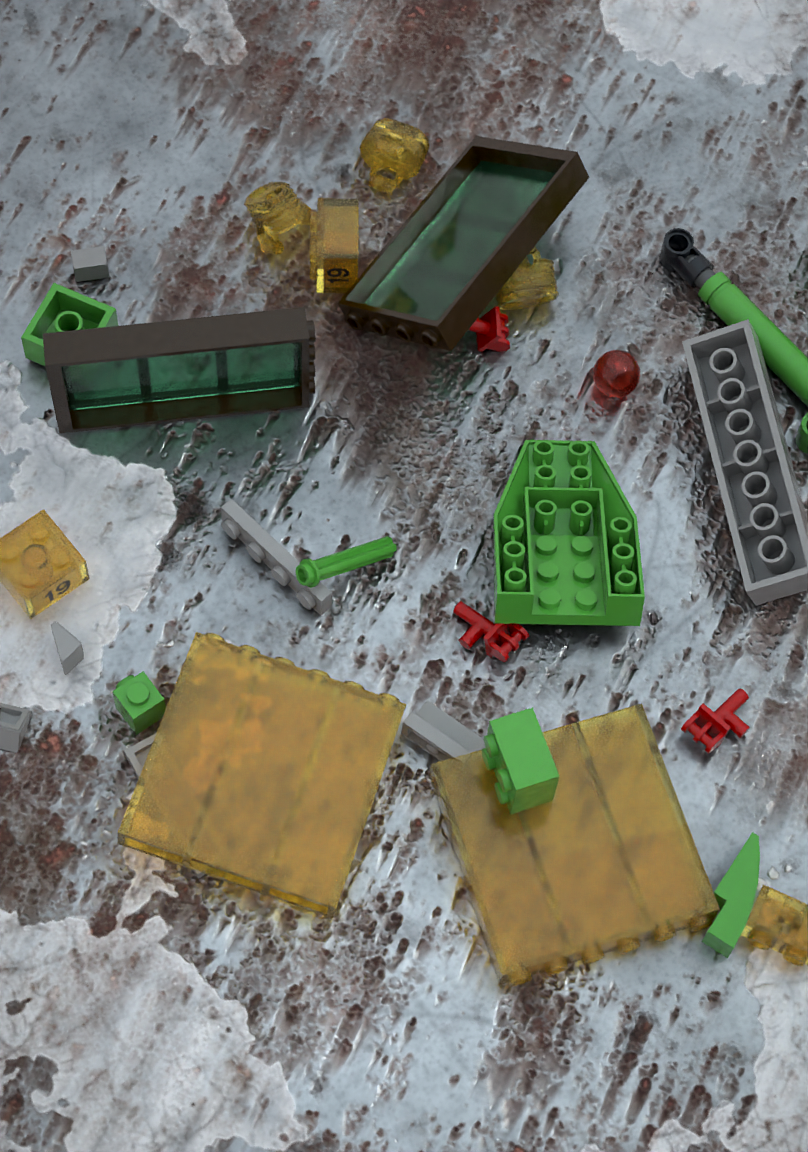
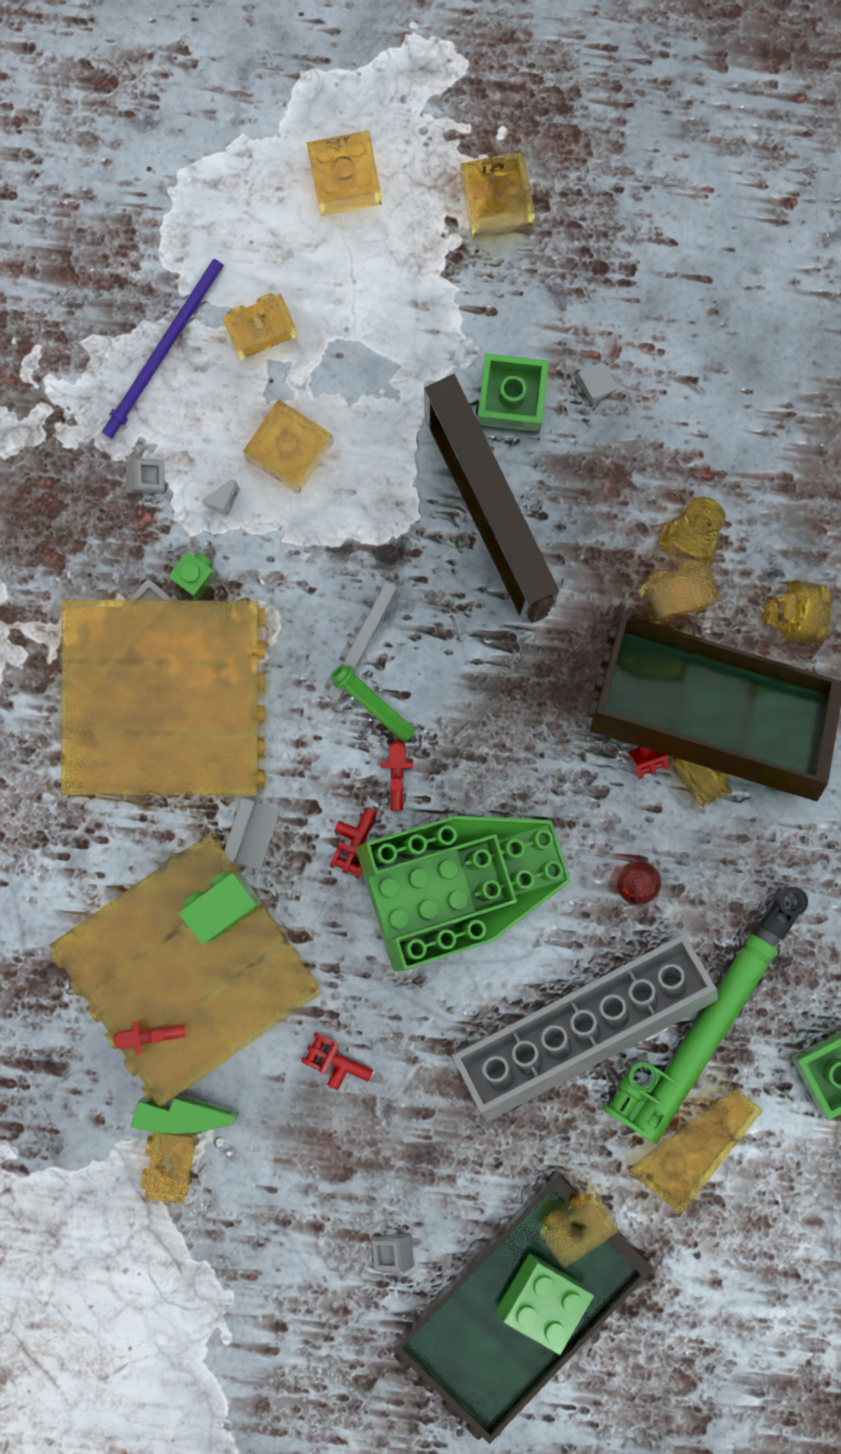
camera: 80 degrees right, 20 degrees up
(410, 559) = (397, 763): none -> red arm
(637, 902) = (133, 1037): none -> red arm

